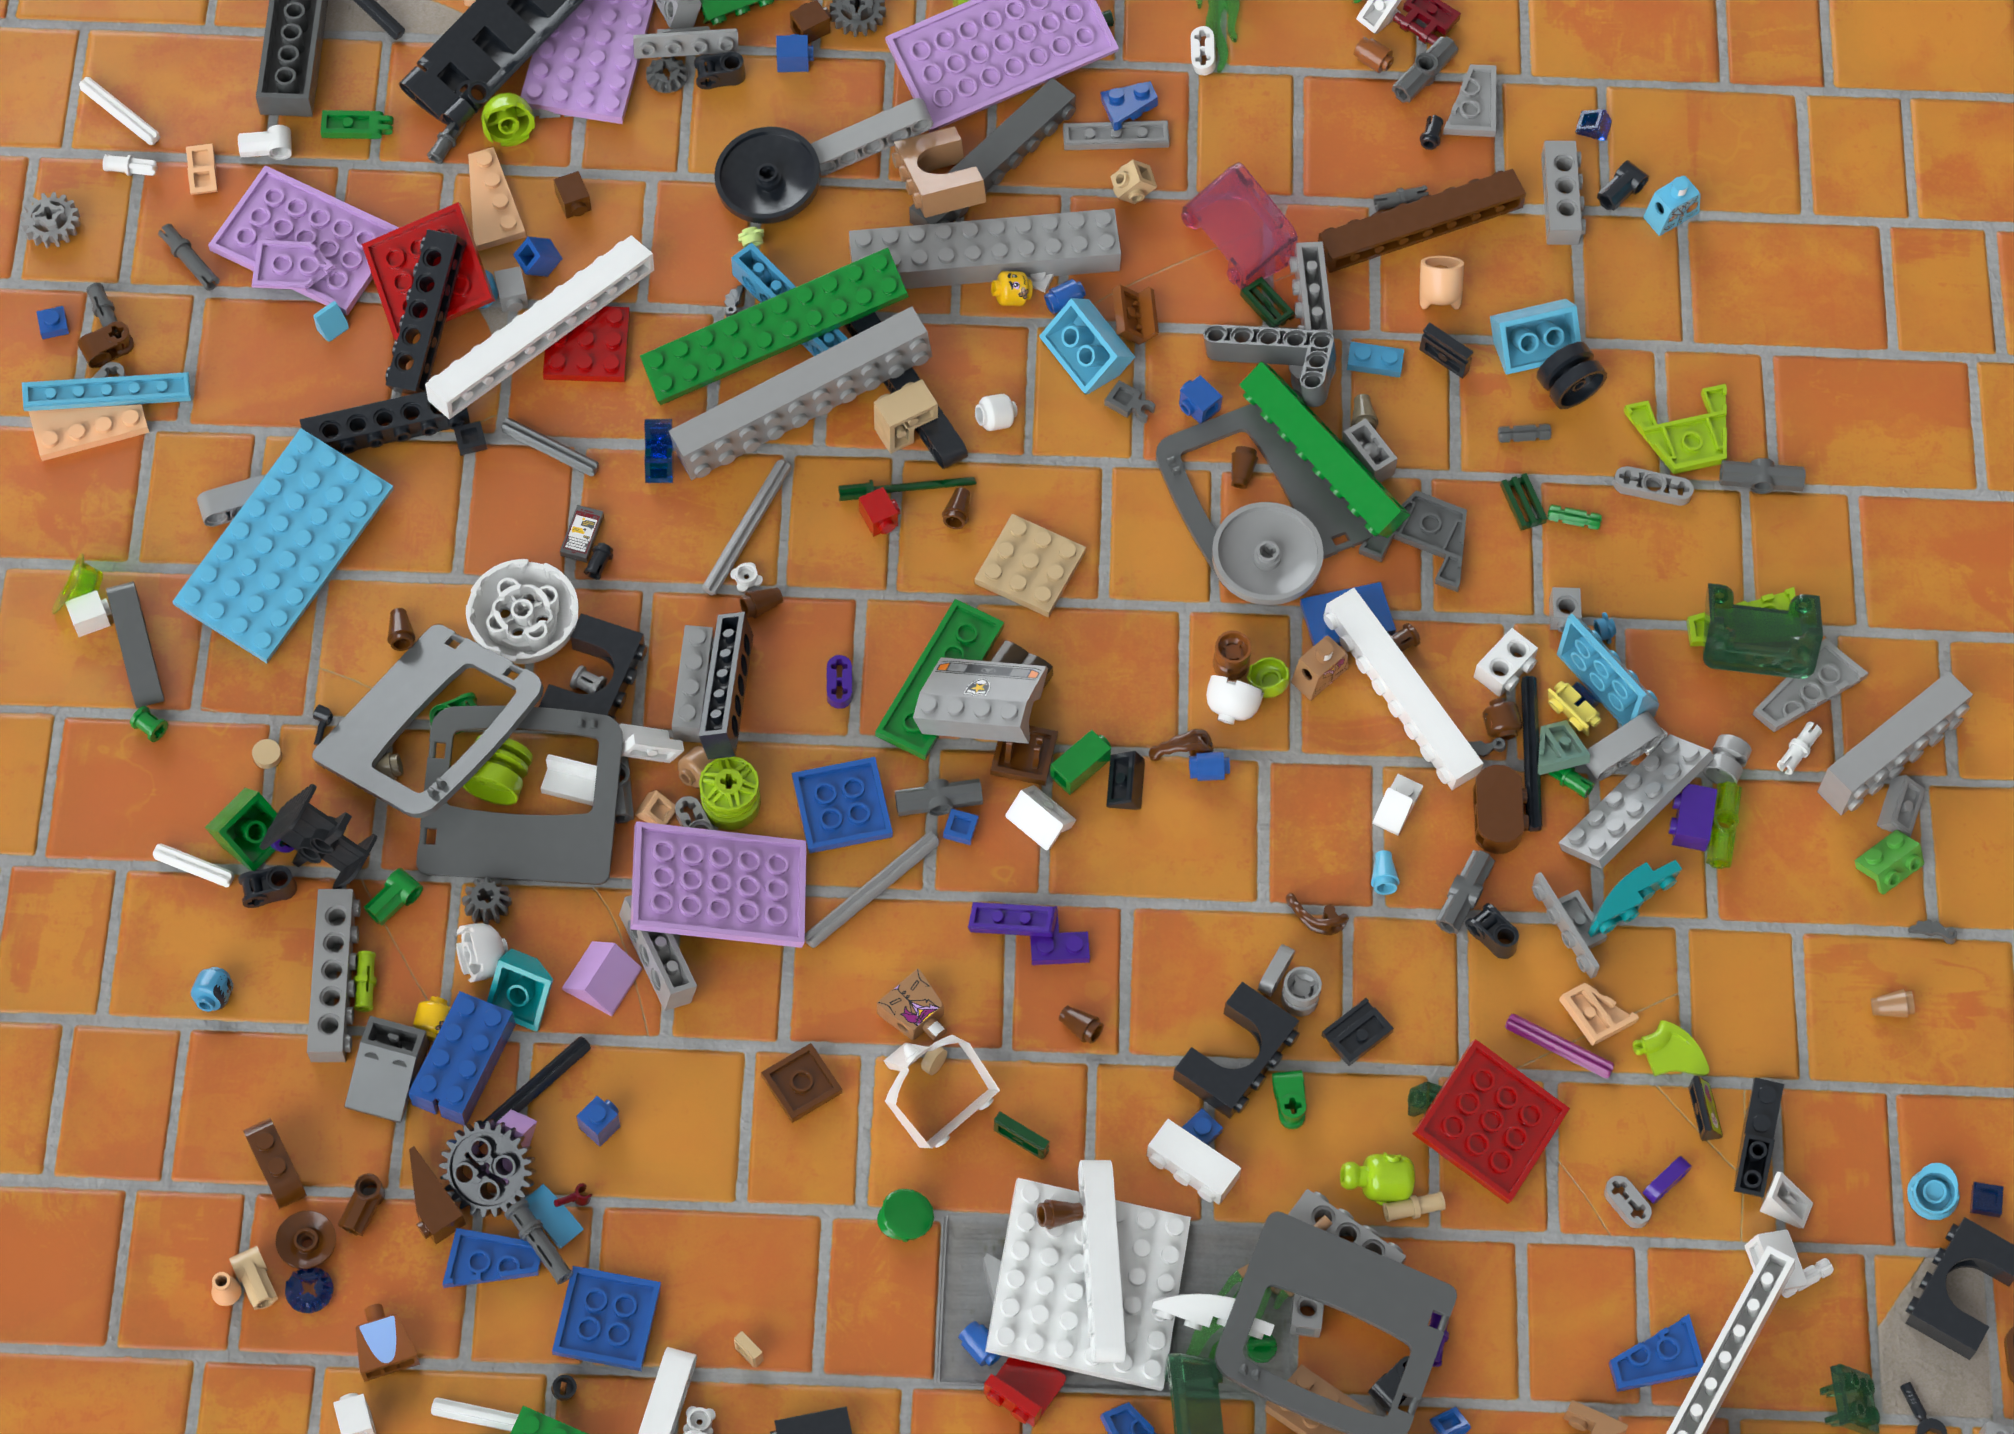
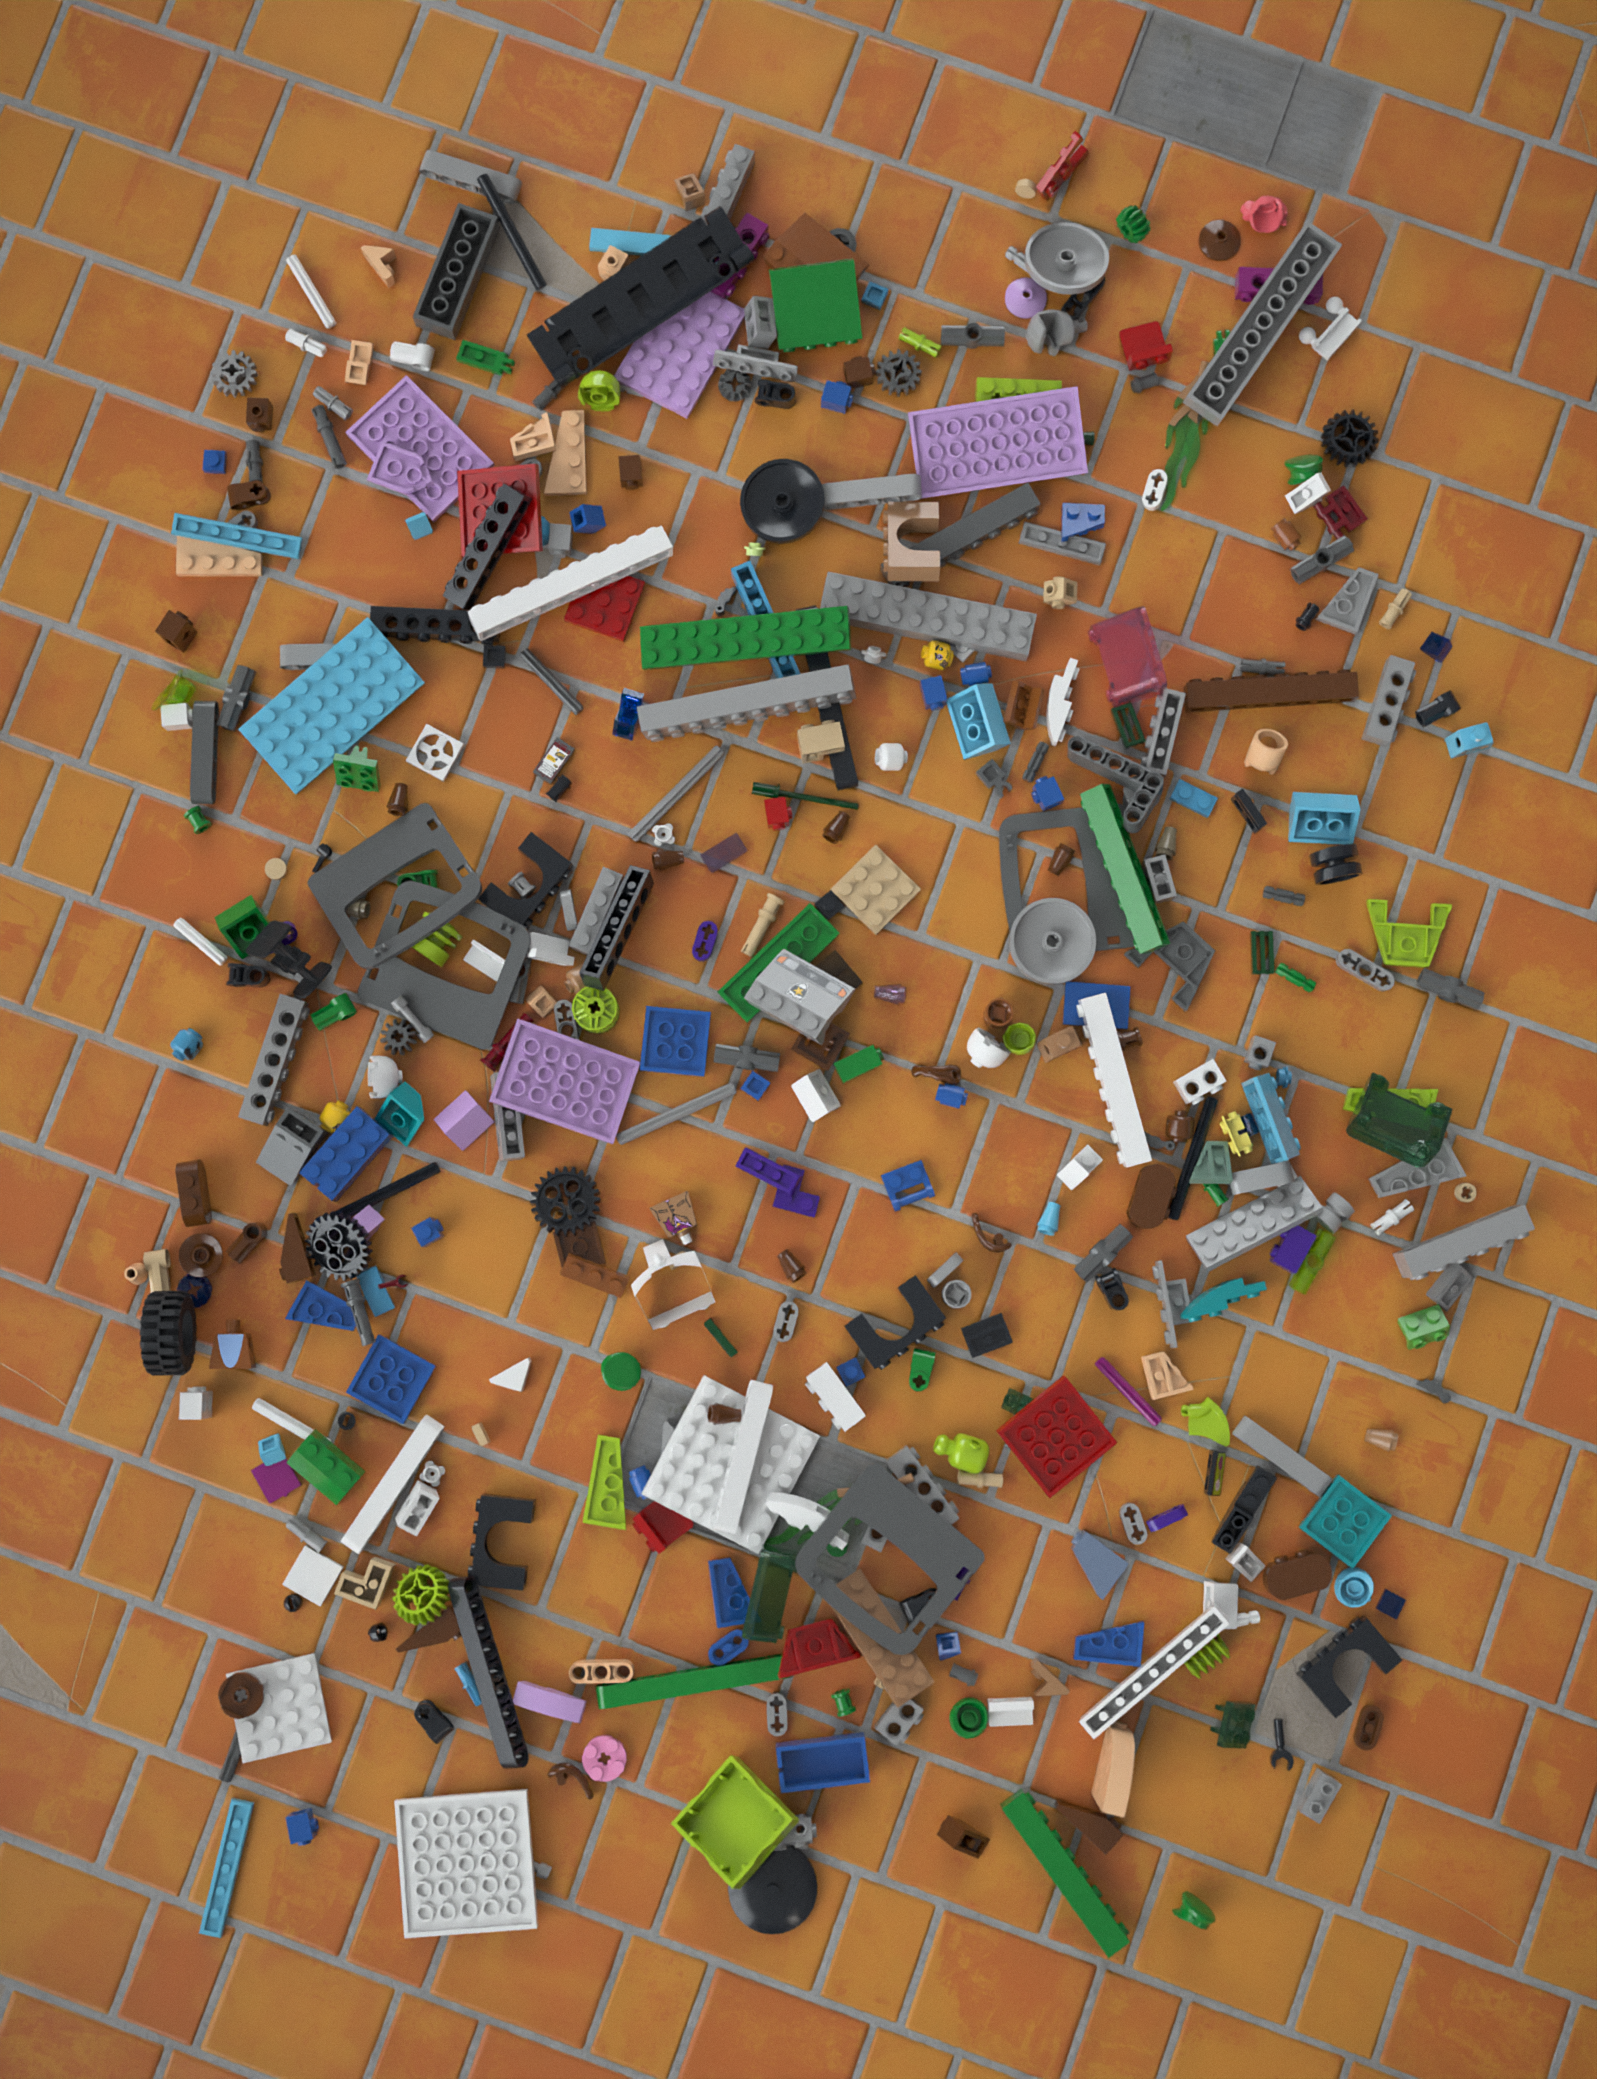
camera: 20 degrees right, 20 degrees up
(61, 513) = (176, 630): none -> reddish brown brick
(94, 254) = (259, 414): none -> reddish brown brick
(158, 572) = (236, 698): none -> dark grey piece
(182, 219) = (333, 403): none -> light grey axle
(194, 56) = (379, 259): none -> light nougat slope
(295, 1333) = (168, 1333): none -> black tyre
(339, 607) = (357, 770): none -> green plate
(365, 981) = (296, 1071): lime pin -> none
(435, 546) = (440, 744): none -> white piece
(443, 191) = (534, 440): none -> light nougat wing
(478, 859) = (401, 1004): none -> light grey bar
(508, 588) = (484, 792): white brick -> none
(621, 880) = (497, 1048): none -> dark red pin
(657, 693) = (569, 910): none -> light grey beam
(744, 1044) = (547, 1207): none -> black gear
(767, 1265) = (514, 1377): none -> white slope
(828, 576) = (724, 853): none -> plate
(833, 1107) = (594, 1275): none -> dark orange plate
(906, 631) = (766, 916): none -> tan pin
(934, 309) = (873, 654): none -> white plate
(937, 1374) = (606, 1491): none -> lime wing
(980, 596) = (829, 905): none -> black plate
(1022, 330) = (933, 693): none -> blue brick
(1090, 1093) = (791, 1322): none -> light grey beam
(1092, 673) = (891, 993): none -> cone
(1125, 781) = (887, 1086): black slope -> none
(1172, 372) = (1035, 761): none -> dark grey axle
(1176, 301) = (1057, 708): none -> white slope
(1188, 880) = (905, 1178): none -> blue plate
(1530, 98) = (1395, 608): none -> tan axle
(1601, 1260) = (1098, 1562): none -> sand blue slope
(1780, 1062) = (1282, 1456): none -> light grey beam
(1782, 1330) = (1207, 1656): none -> lime piece
(1856, 1197) = (1297, 1575): none -> reddish brown brick
(1875, 686) = (1458, 1190): none -> tan bush
(1889, 1116) = (1345, 1521): none -> teal plate

